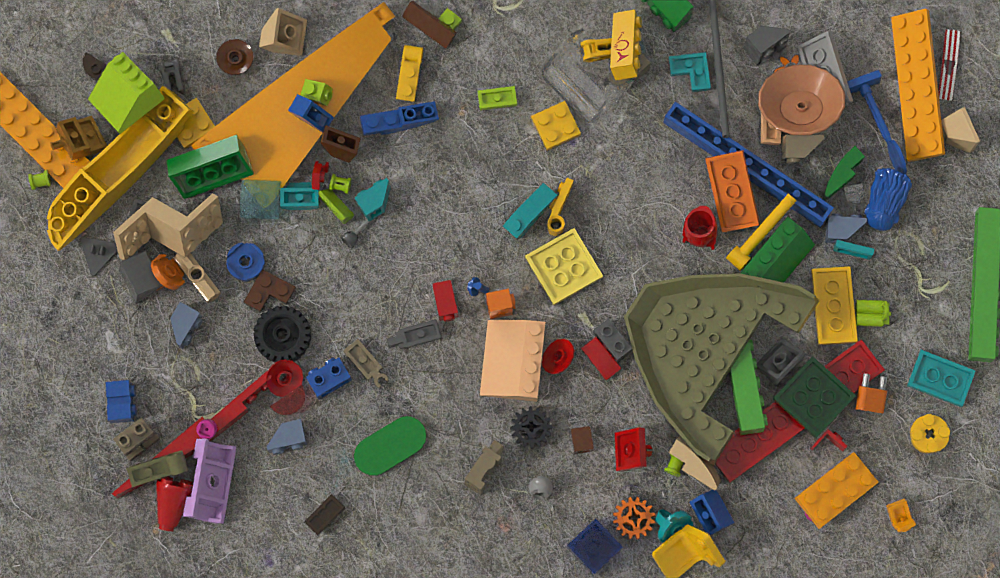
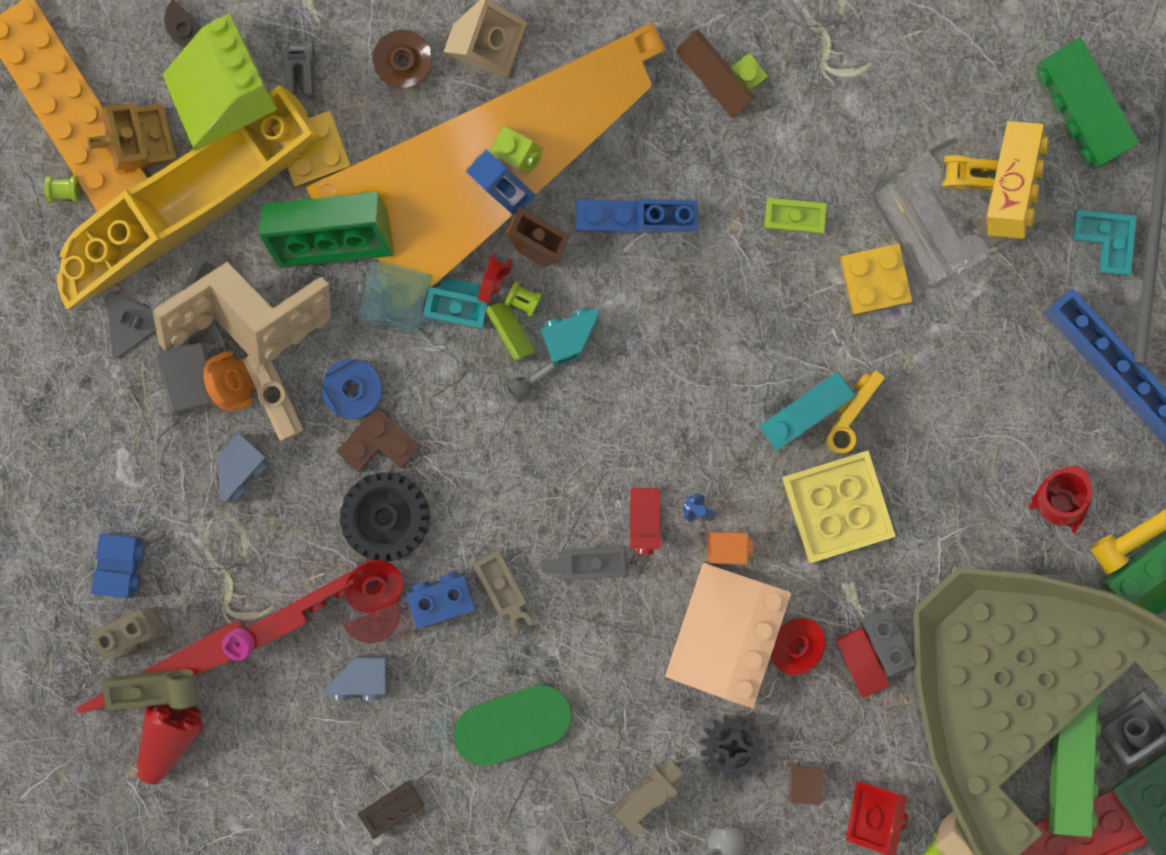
camera: 10 degrees right, 10 degrees up
(207, 501) = (238, 694): lavender piece -> none
(409, 73) = (668, 145): yellow plate -> none
(732, 191) = (1128, 450): orange plate -> none

